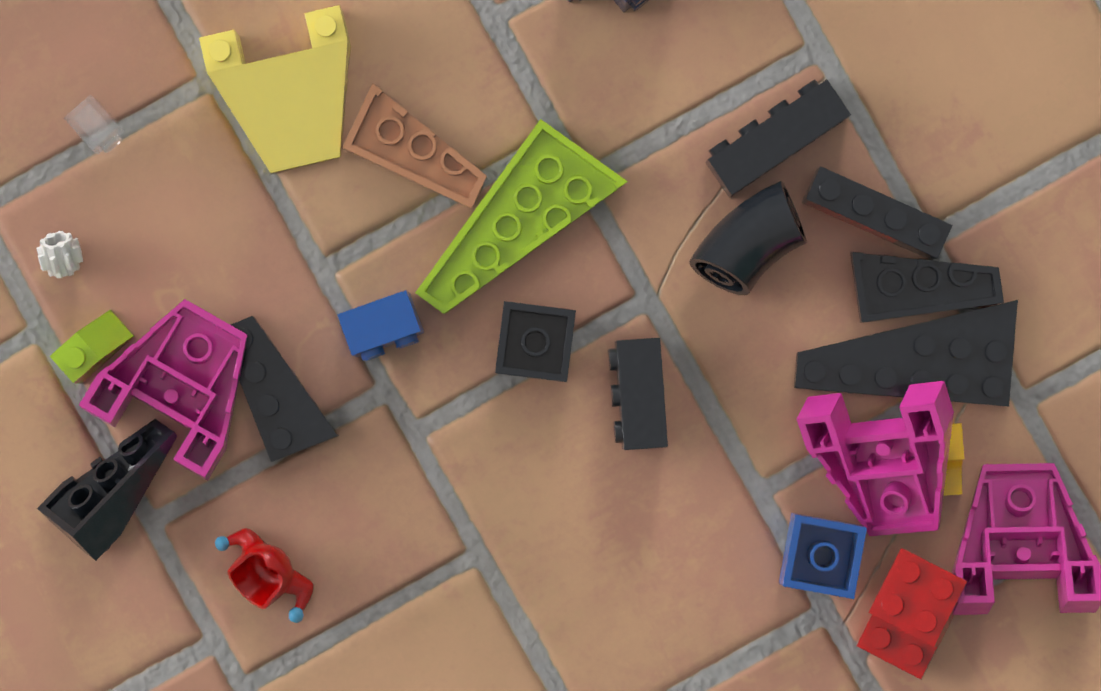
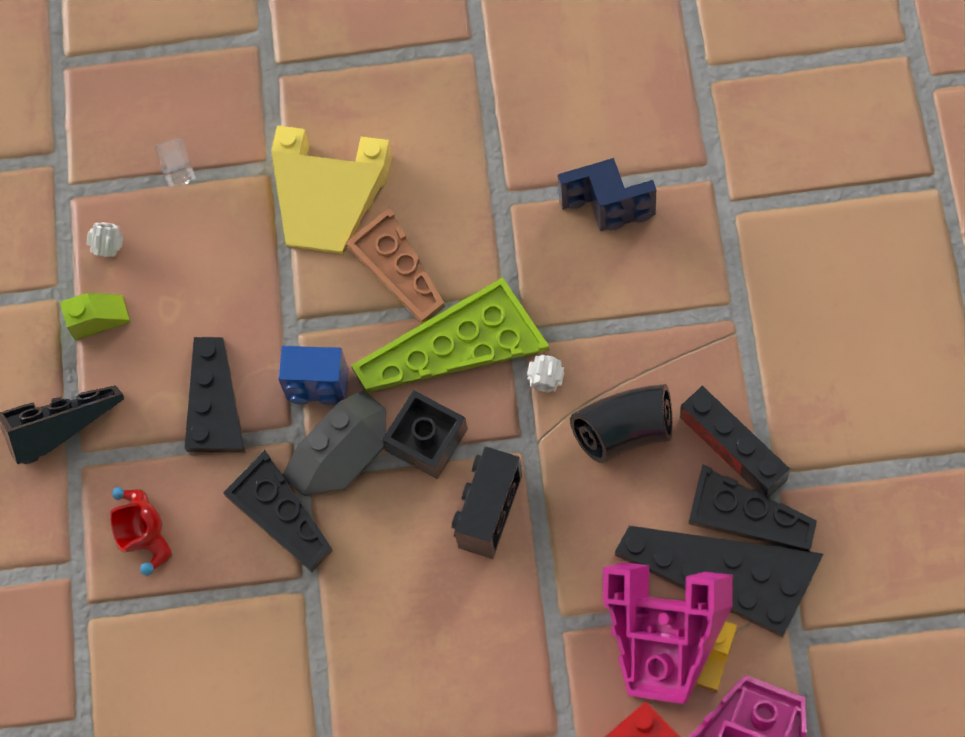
camera: 30 degrees right, 20 degrees down
(183, 370) = (149, 355): dark pink wedge -> none
(401, 487) = (274, 507): none -> black wing
(446, 390) = (338, 446): none -> dark grey wedge
(637, 215) = (545, 373): none -> white gear
(778, 137) = (679, 358): black brick -> none
(822, 555) = (580, 688): blue brick -> none

